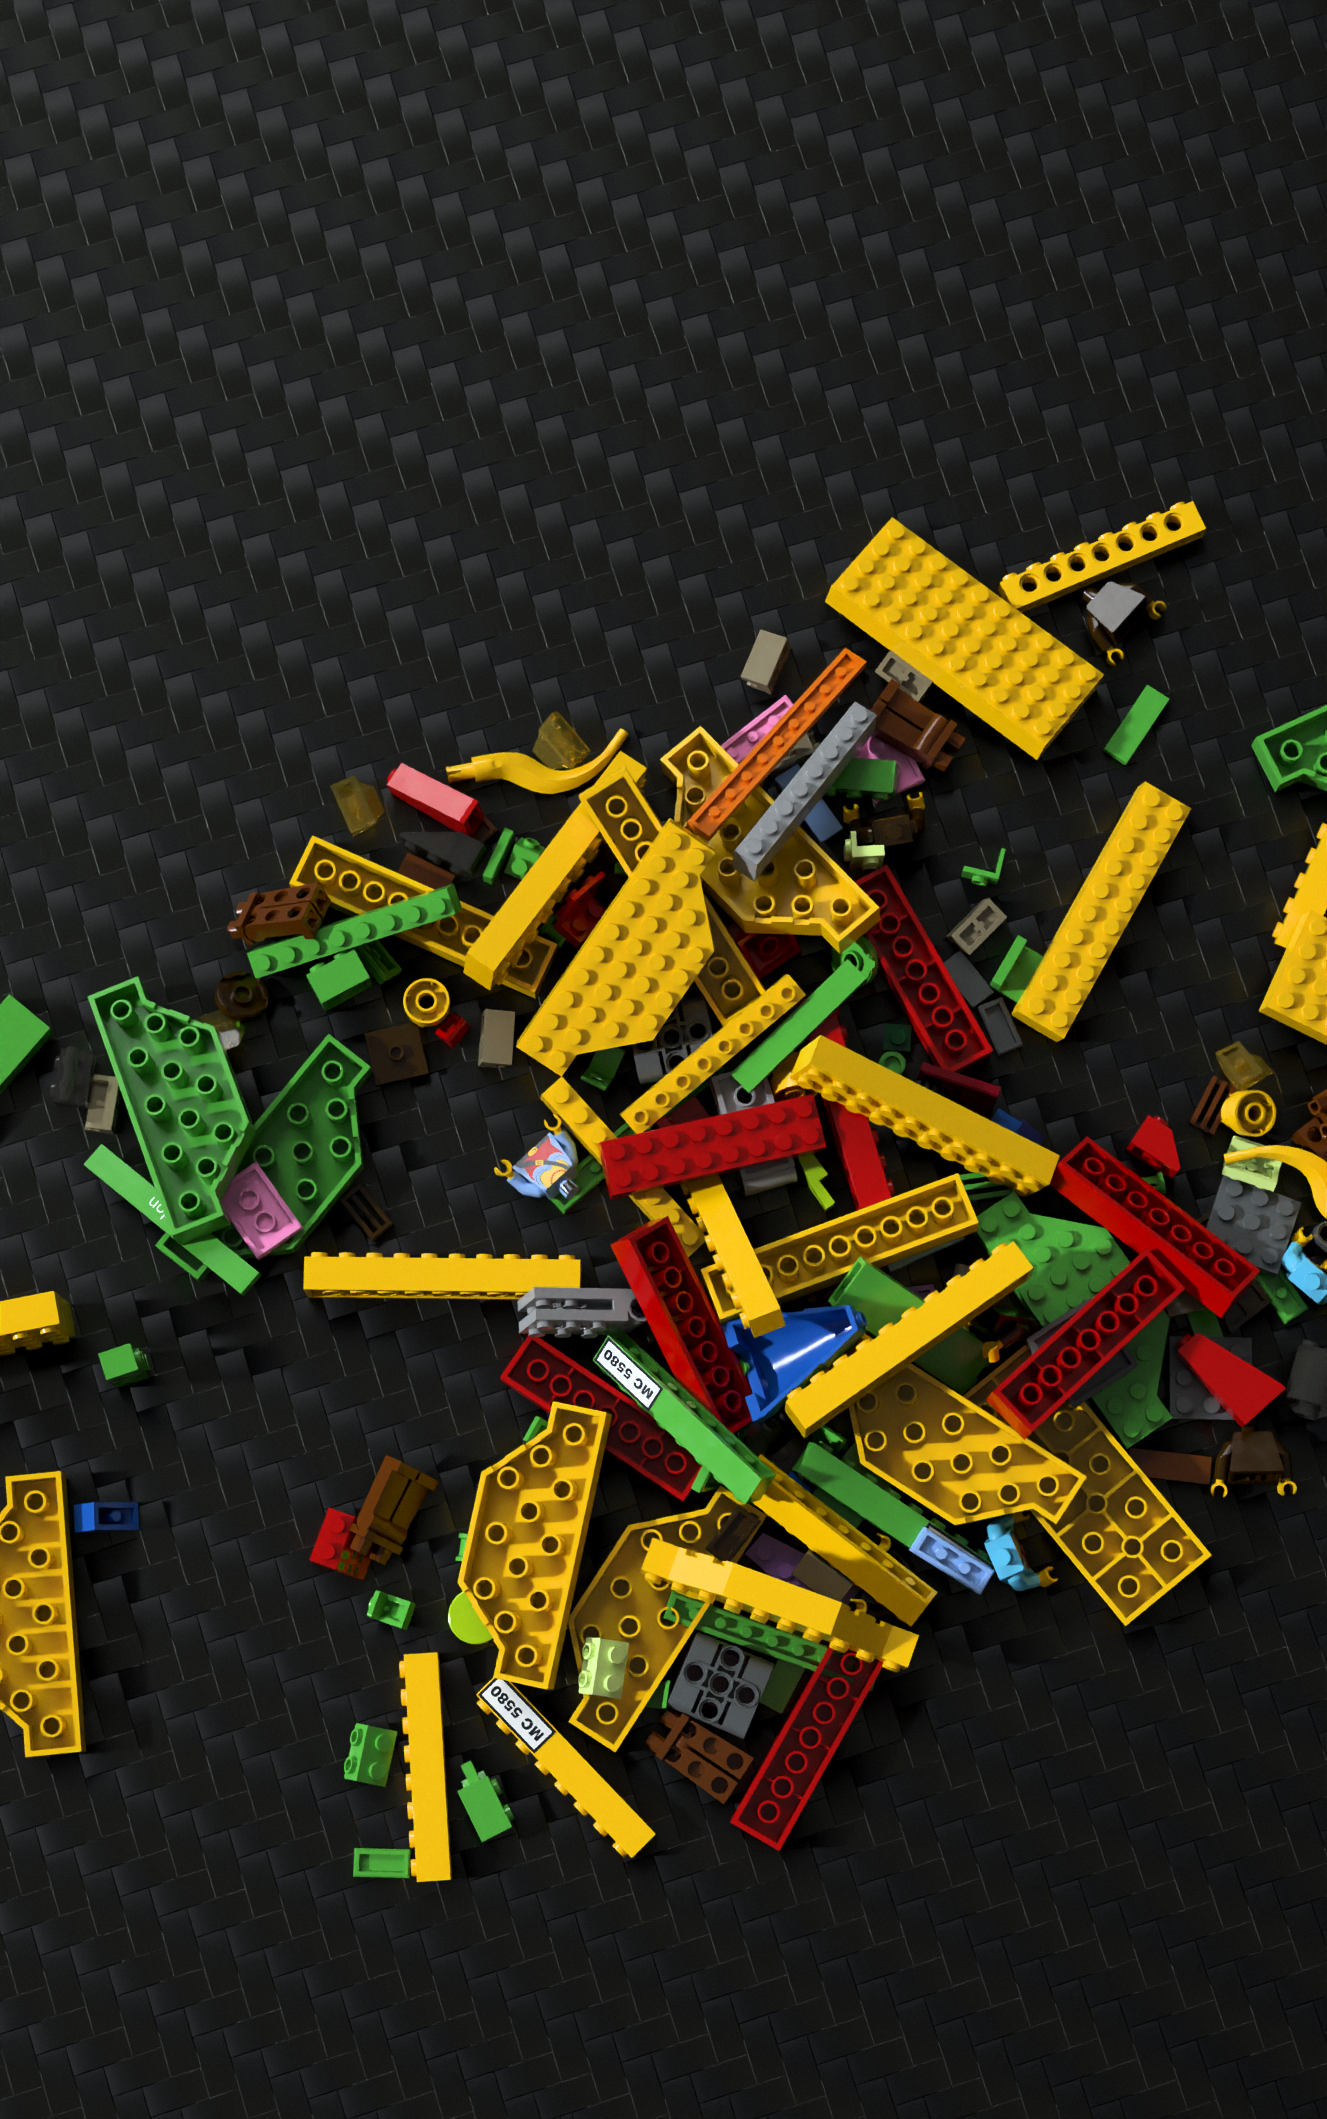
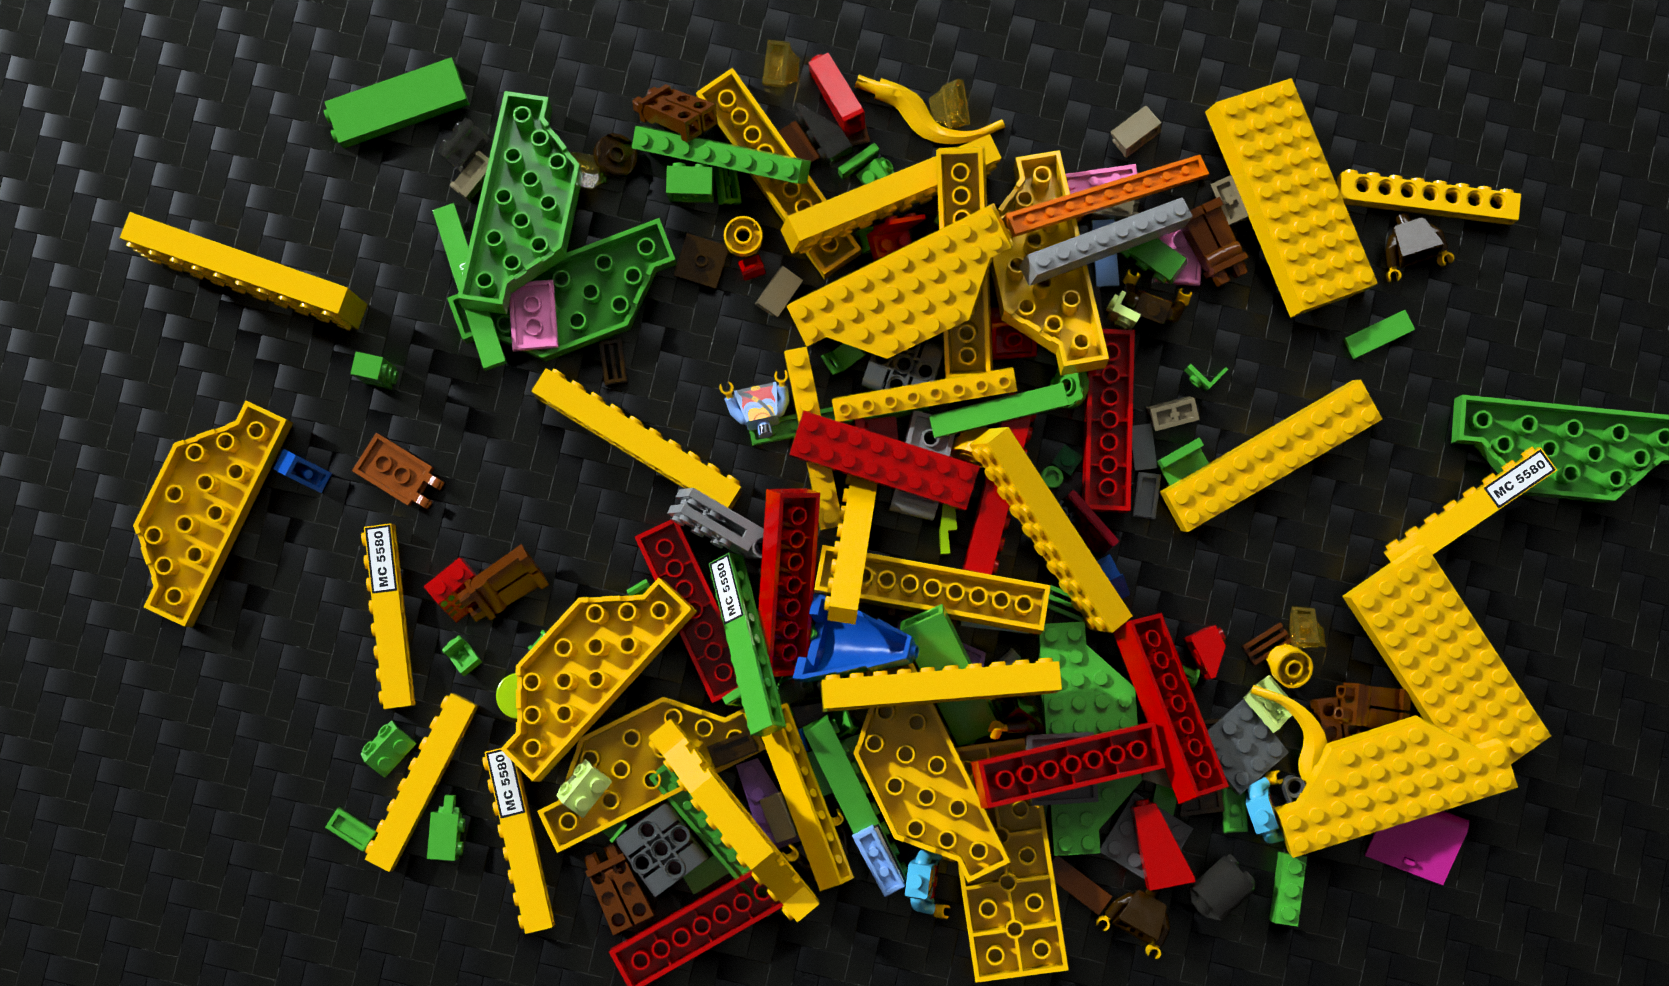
camera: 30 degrees right, 5 degrees up
(206, 1459) = (396, 471): none -> dark orange tile
(289, 1614) = (389, 616): none -> yellow brick

